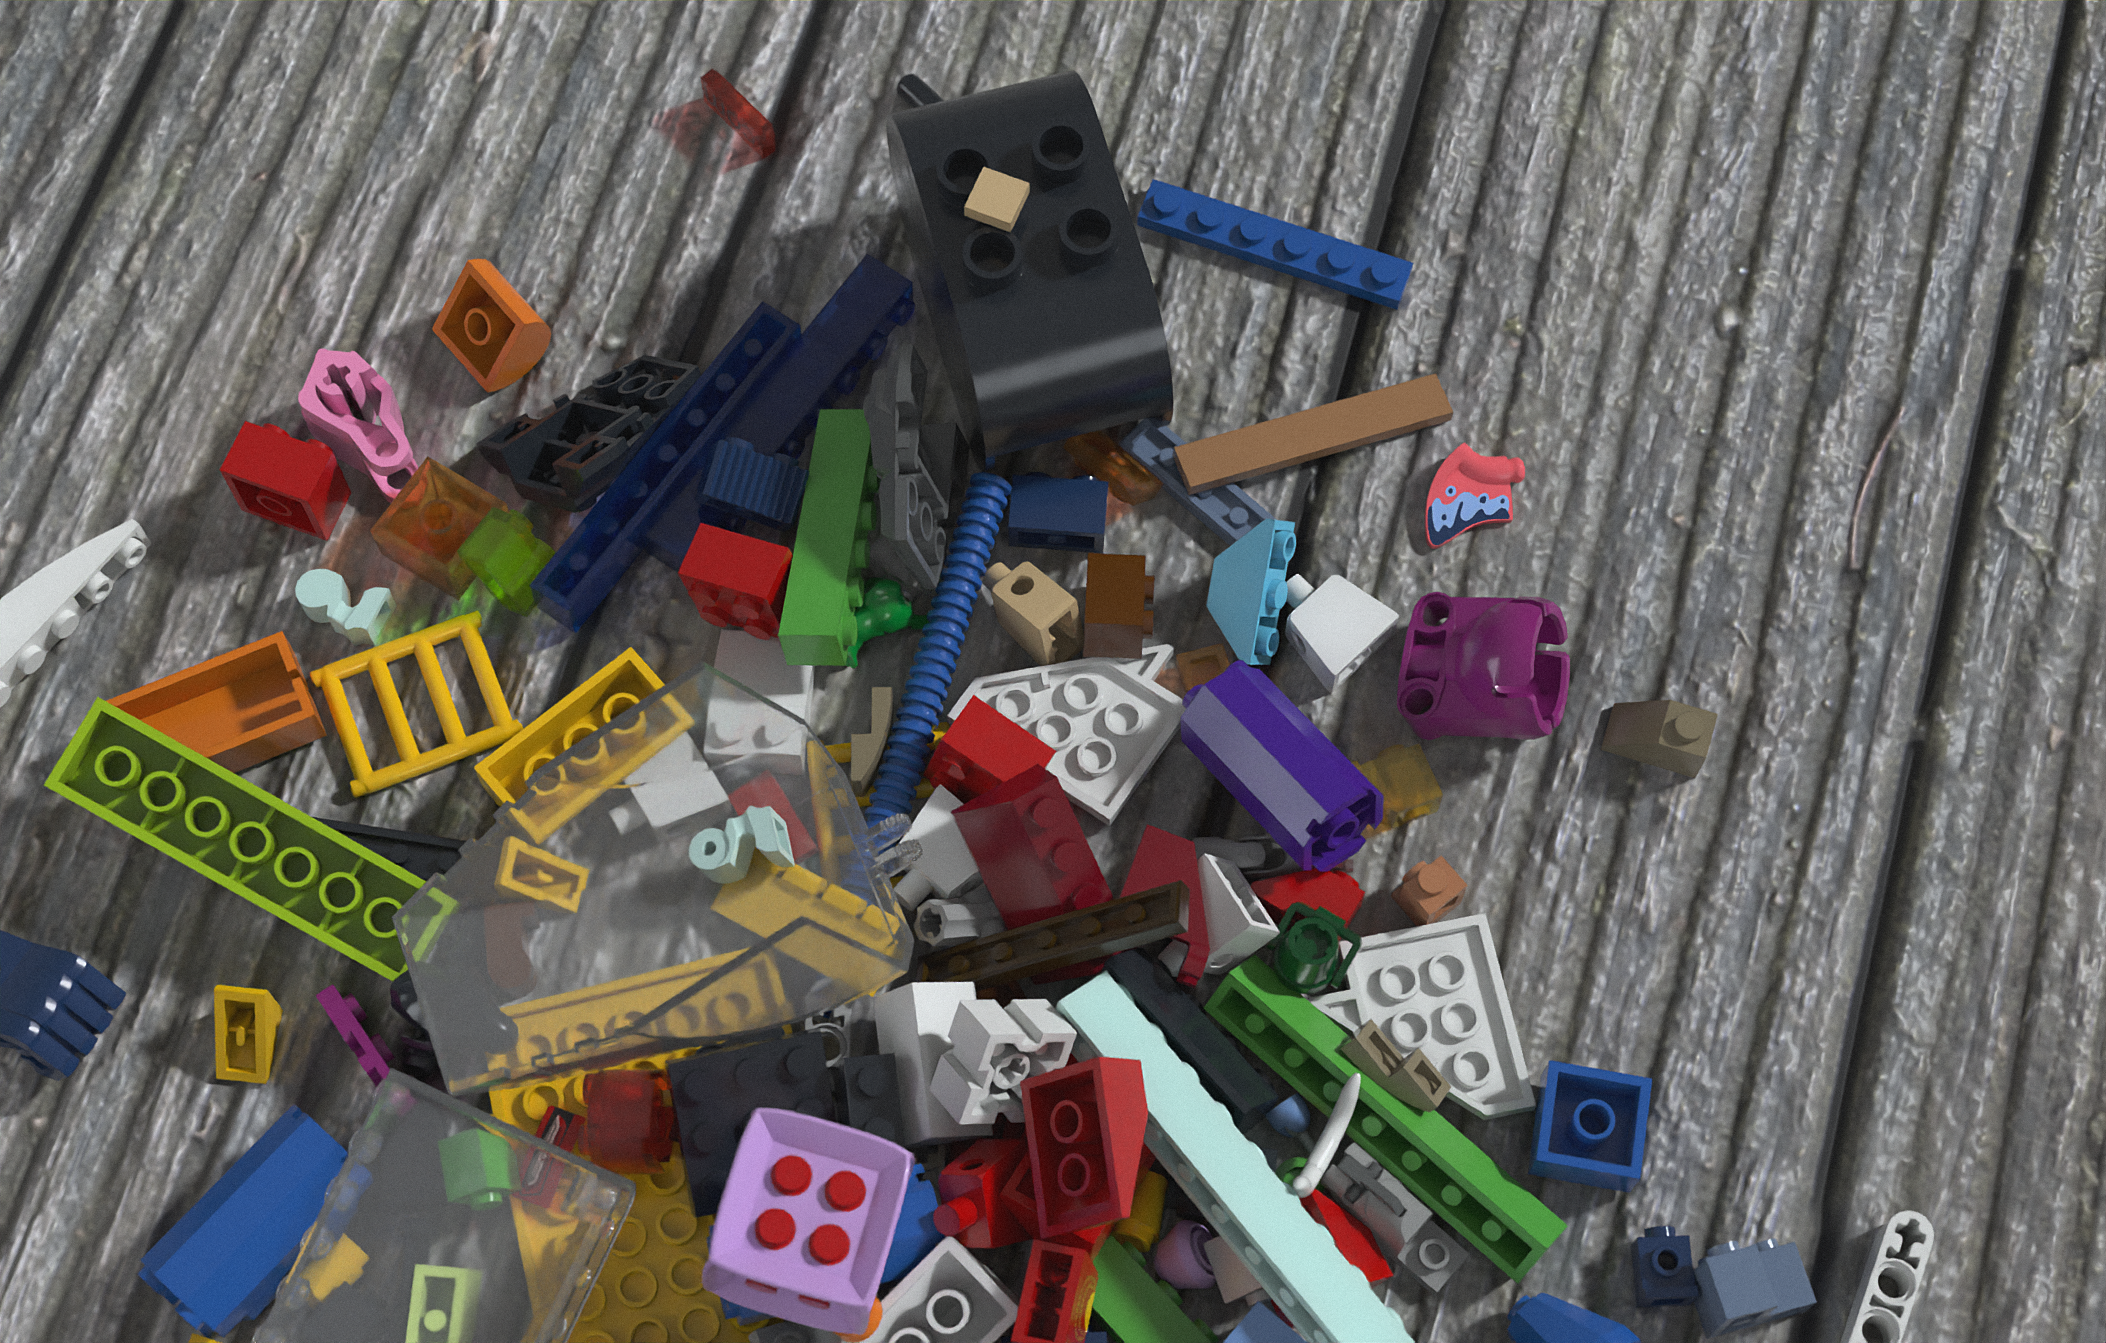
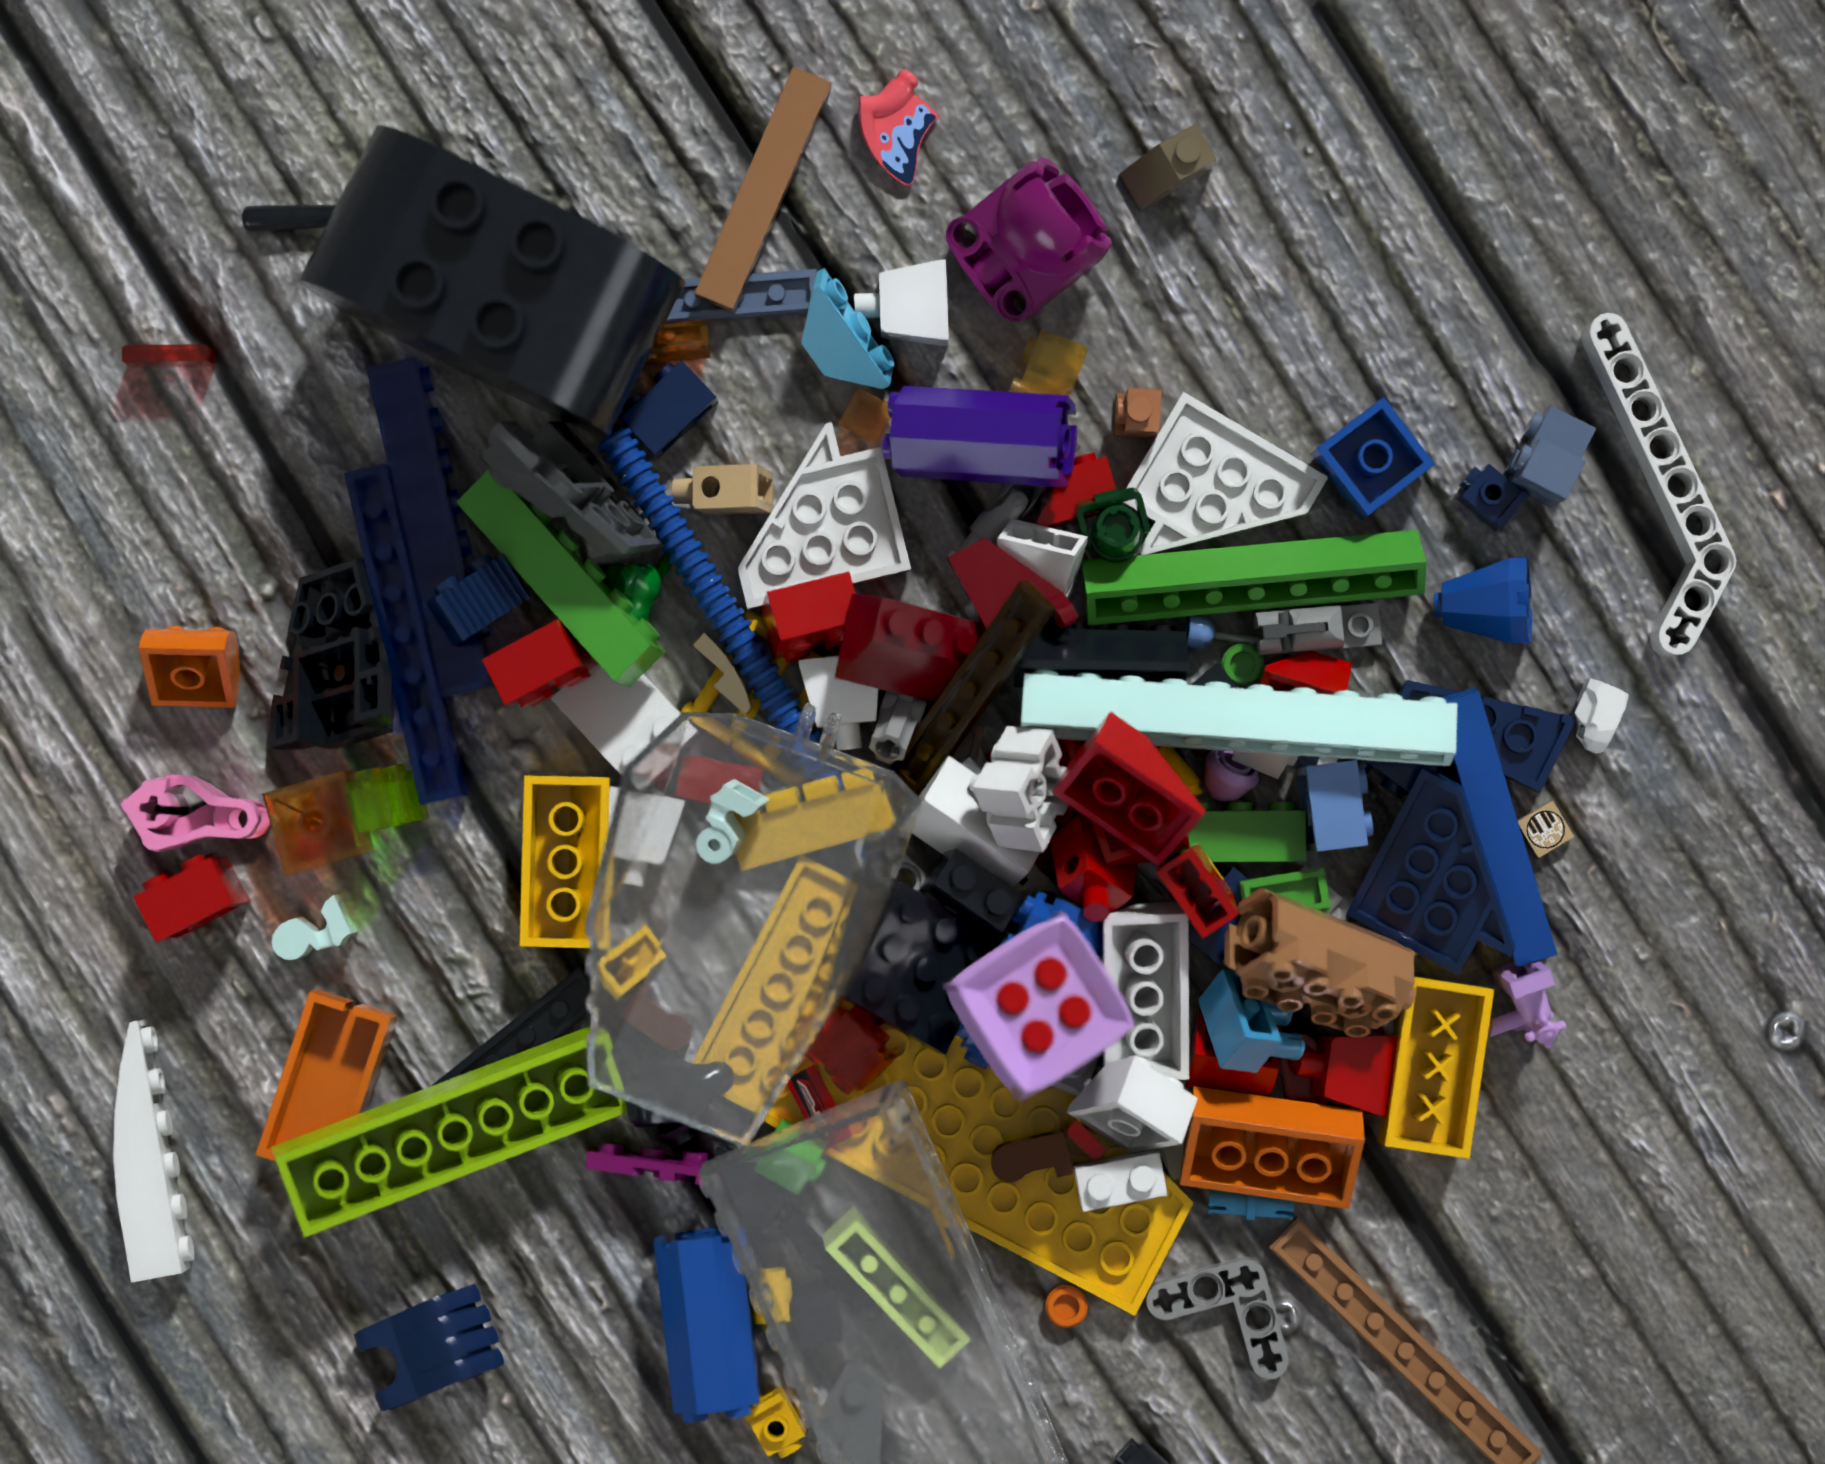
camera: 50 degrees left, 20 degrees up
(245, 1033) = (568, 1230): yellow slope -> none
(412, 762) = (372, 941): yellow bar -> none
(996, 199) = (462, 283): tan tile -> none
(1115, 606) = (771, 433): reddish brown brick -> none
(1275, 244) = (598, 81): blue plate -> none
(1329, 1139) = (1244, 633): white animal -> none
(1407, 1078) = (1242, 543): dark tan slope -> none

